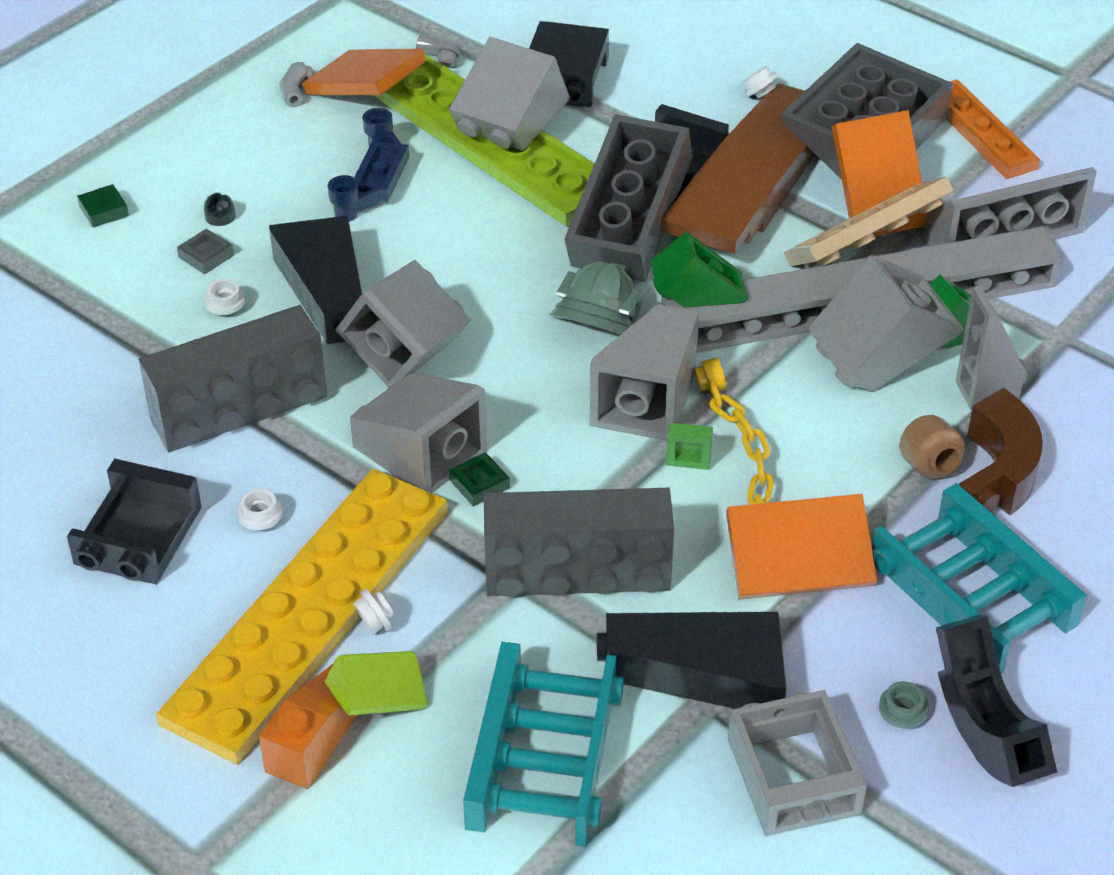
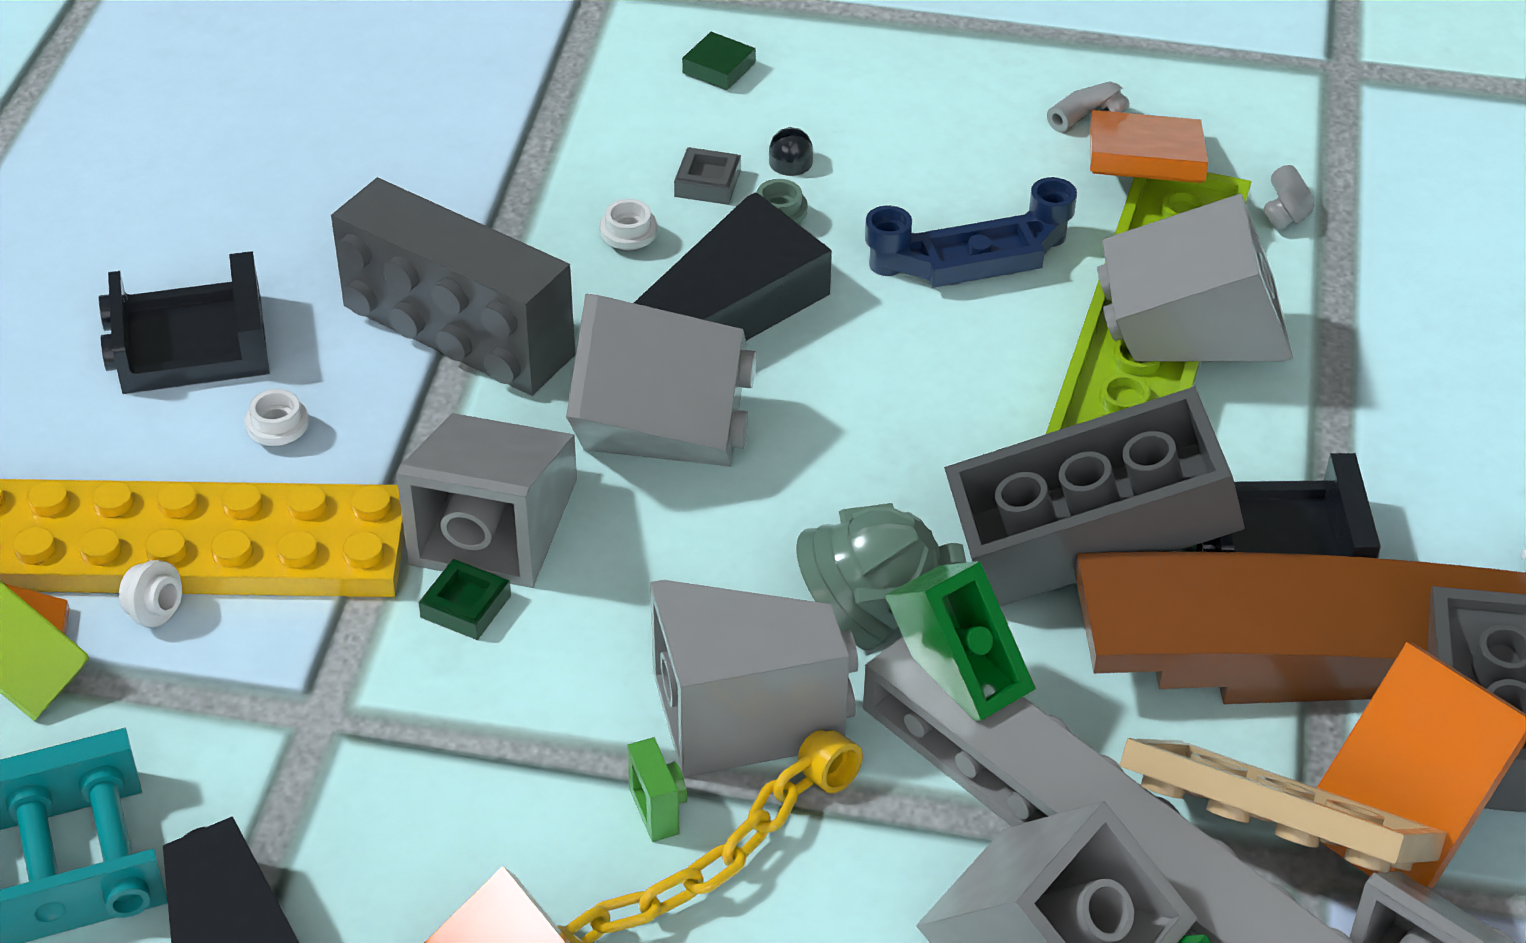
camera: 60 degrees right, 0 degrees up
(258, 229) = (786, 197): none -> sand green plate
(578, 55) = (1374, 319): black panel -> none
(578, 541) = (352, 735): dark grey brick -> none

